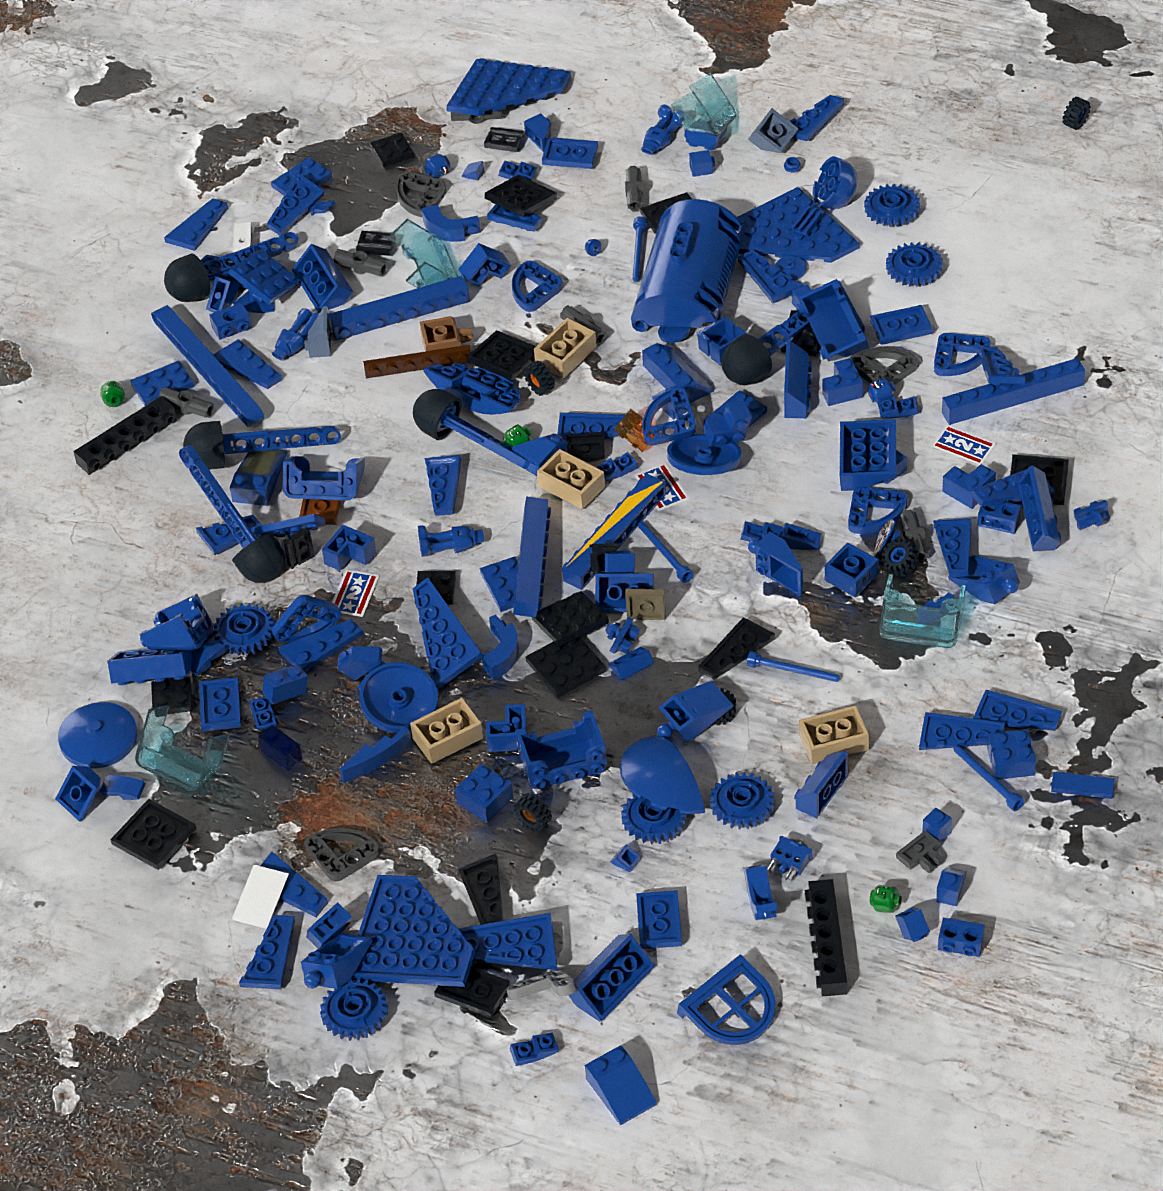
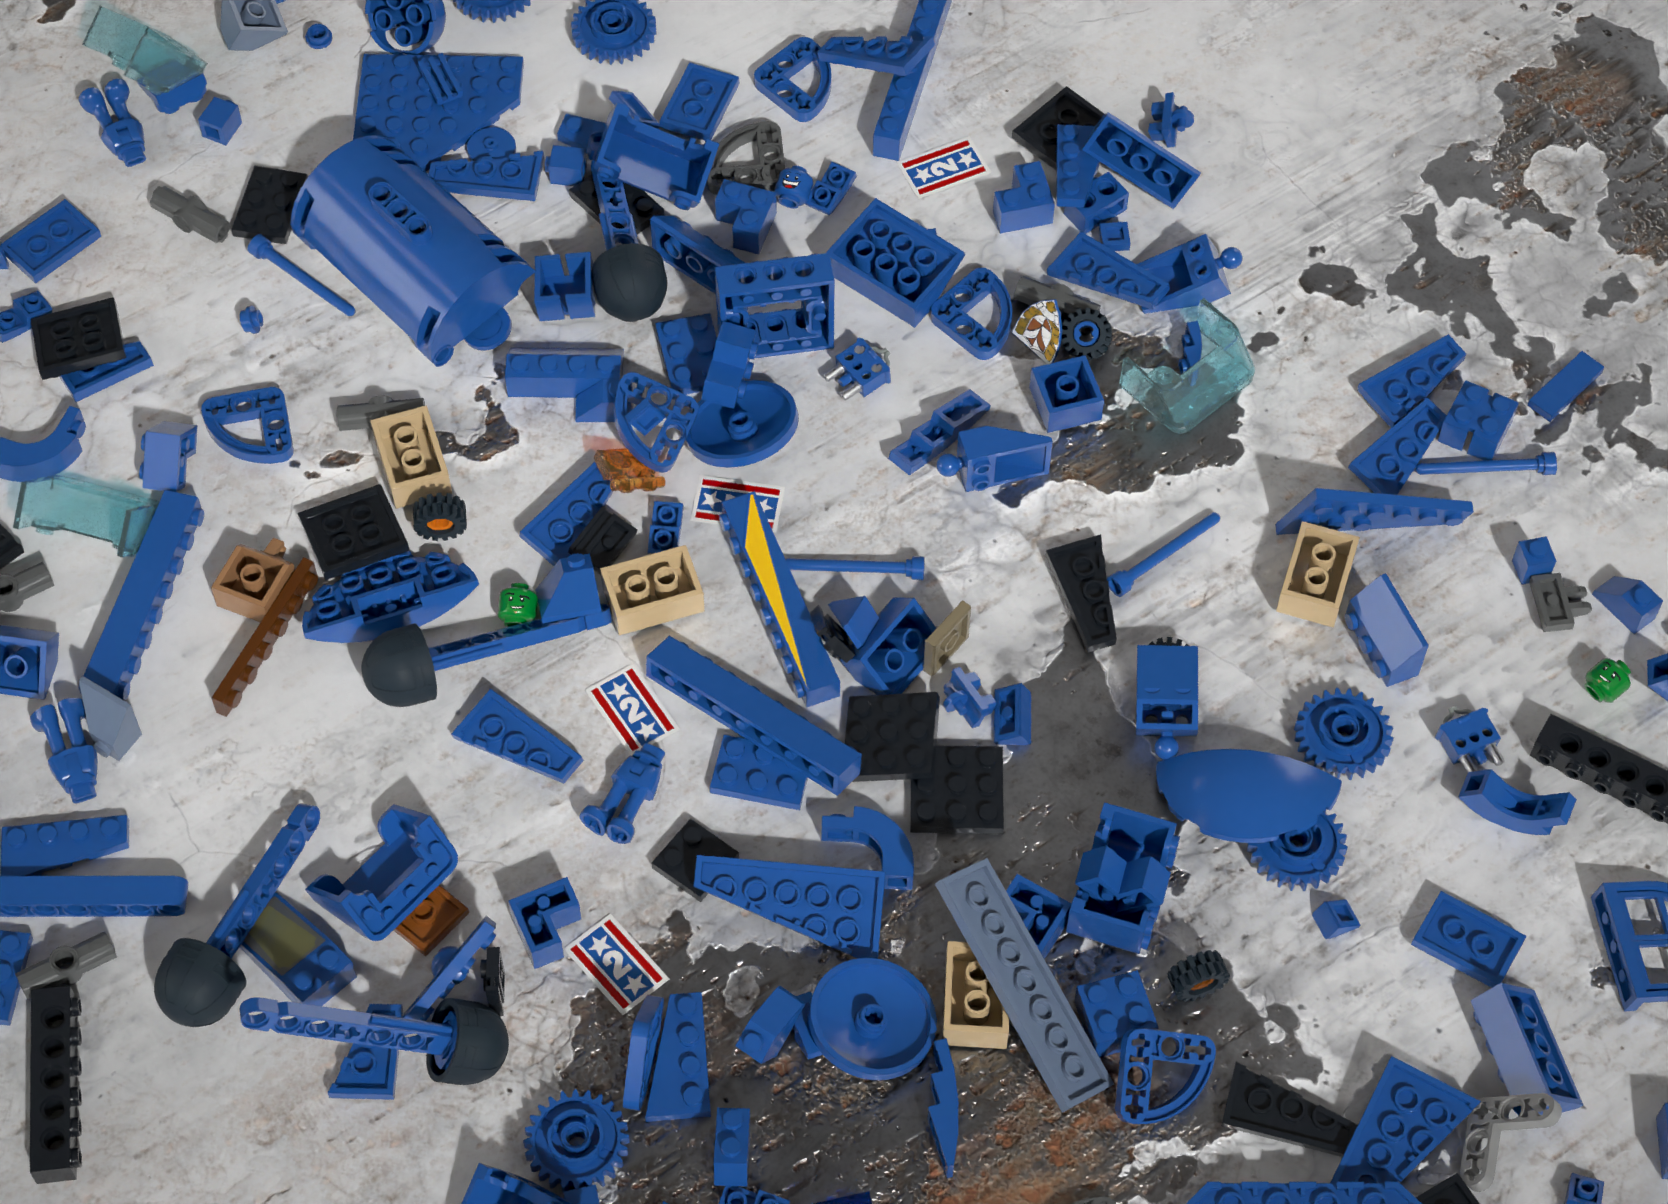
camera: 60 degrees left, 10 degrees up
(460, 738) = (1024, 984): none -> sand blue plate
(468, 813) = (1152, 1051): none -> blue beam
(501, 517) = (632, 709): none -> sticker
(555, 746) = (1120, 884): none -> blue brick
(663, 410) = (645, 416): none -> blue tile
(789, 440) = (780, 281): none -> blue brick
(789, 484) = (861, 368): none -> blue piece
(866, 303) = (636, 107): none -> blue tile
(894, 734) = (1365, 511): none -> blue wing
(984, 536) = (1115, 235): none -> blue plate

